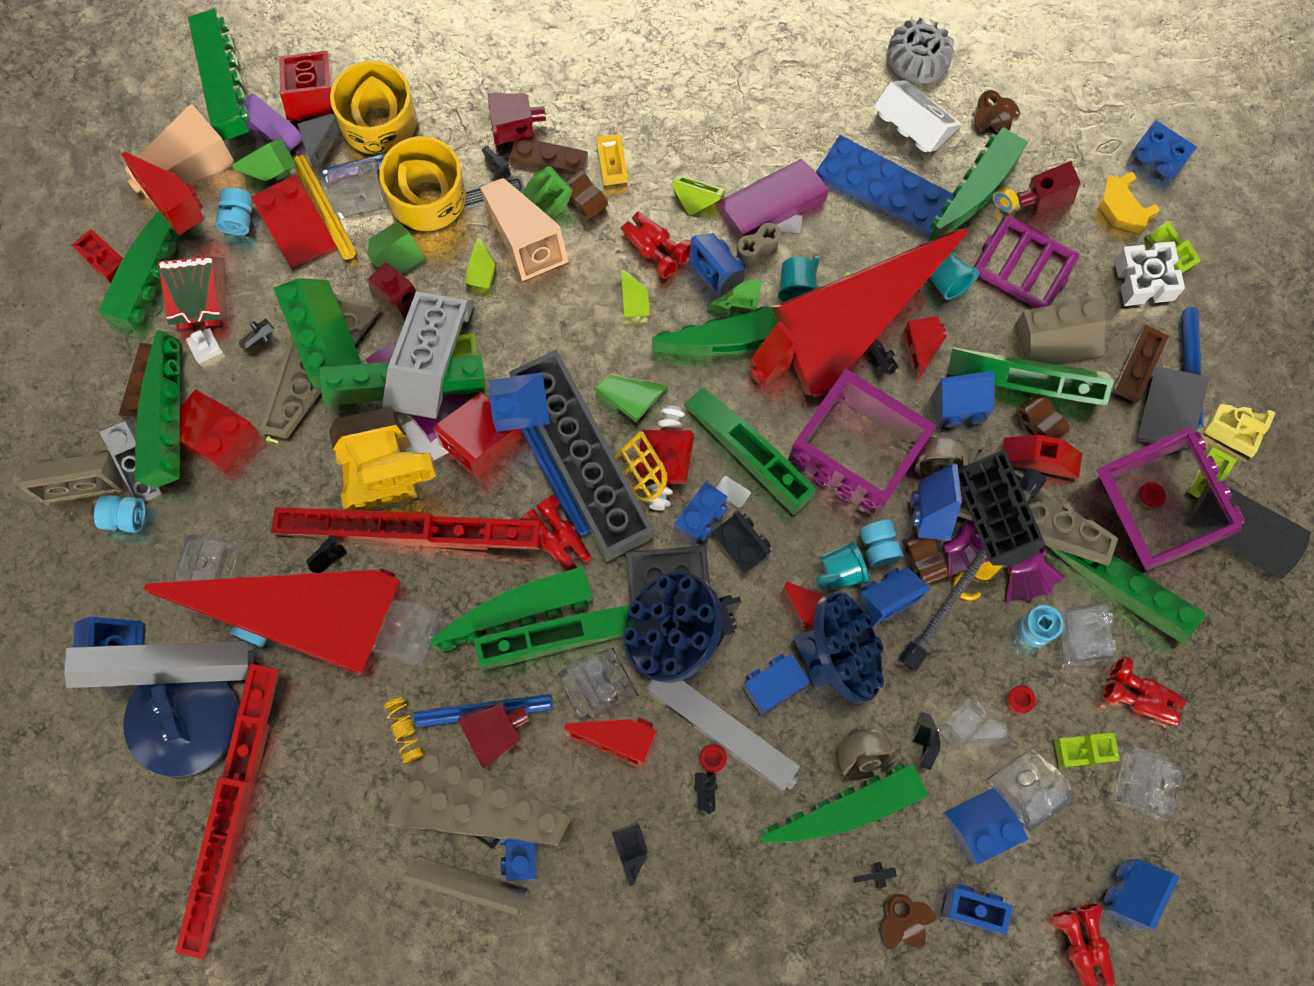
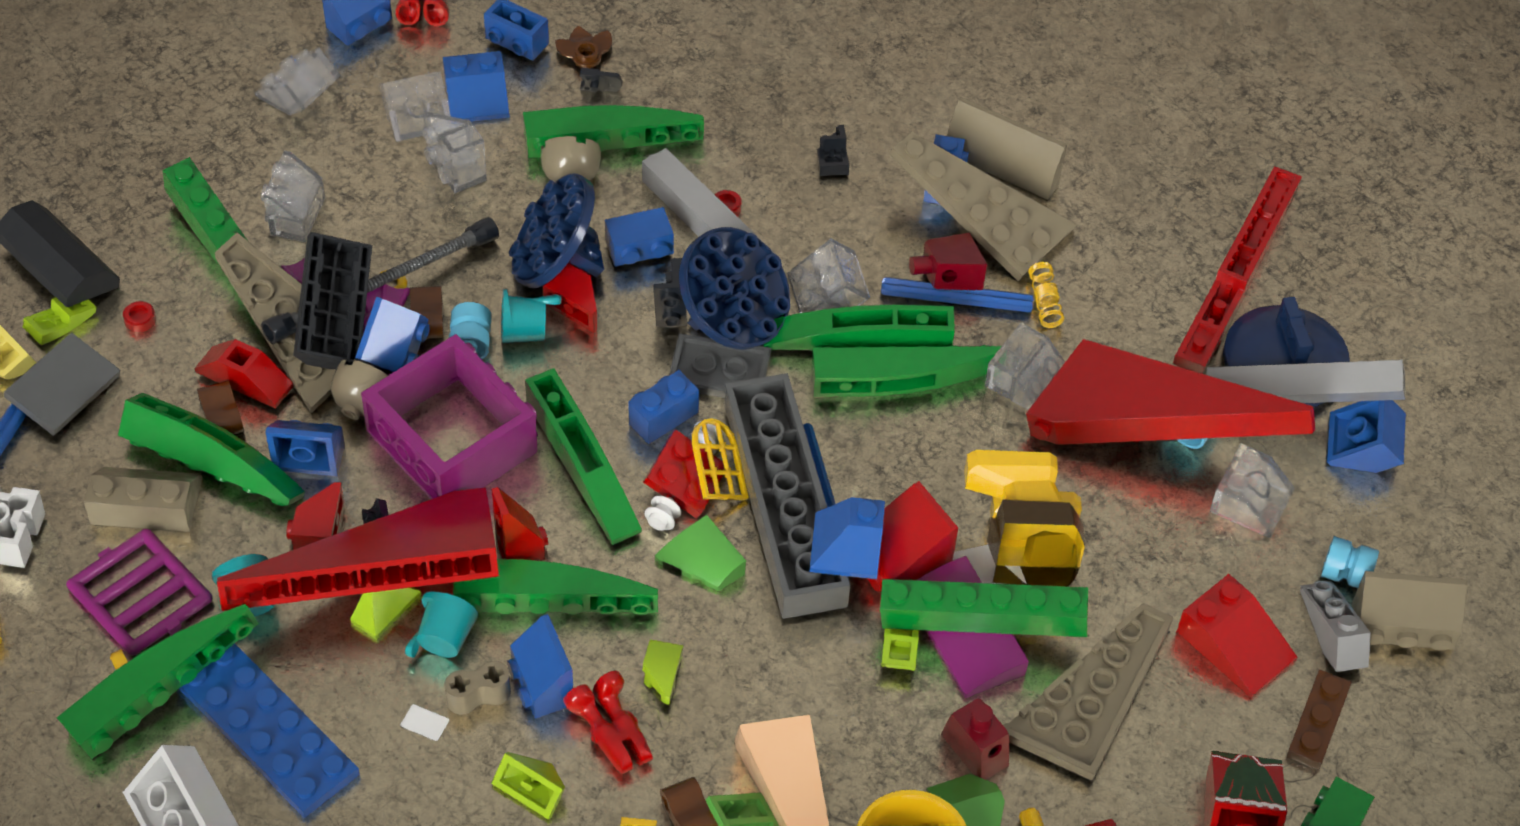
camera: 165 degrees left, 20 degrees down
(159, 415) = (1298, 655): green slope -> none
(203, 345) = (1237, 740): white tile -> none
(260, 330) = (1167, 738): black piece -> none
(316, 326) = (1084, 701): green slope -> none
(325, 555) = (1105, 473): black piece -> none
(407, 528) = (948, 455): red slope -> none
(424, 353) = (941, 633): light grey slope -> none
(480, 267) = (853, 752): lime slope -> none
(565, 537) = (833, 415): red piece -> none
(621, 738) = (815, 215): red slope -> none
(705, 787) = (743, 176): black piece -> none
(736, 493) = (615, 434): white sticker -> none
(742, 542) = (623, 374): black bracket -> none
(743, 296) = (523, 605): bright green slope -> none
(773, 198) = (431, 748): magenta slope -> none
(892, 595) = (480, 272): blue slope -> none
(929, 738) = (498, 162): black slope -> none
(995, 115) = (69, 792): reddish brown plate -> none
(1020, 699) = (385, 179): red tile -> none
(1034, 629) = (335, 216): medium azure wheel -> none
(1051, 189) = (60, 654): dark red torso -> none
(1086, 750) = (338, 126): lime slope -> none
(1141, 363) = (67, 441): reddish brown plate -> none
(1152, 698) = (251, 142): red piece -> none
(1209, 471) = (143, 231): magenta window -> none

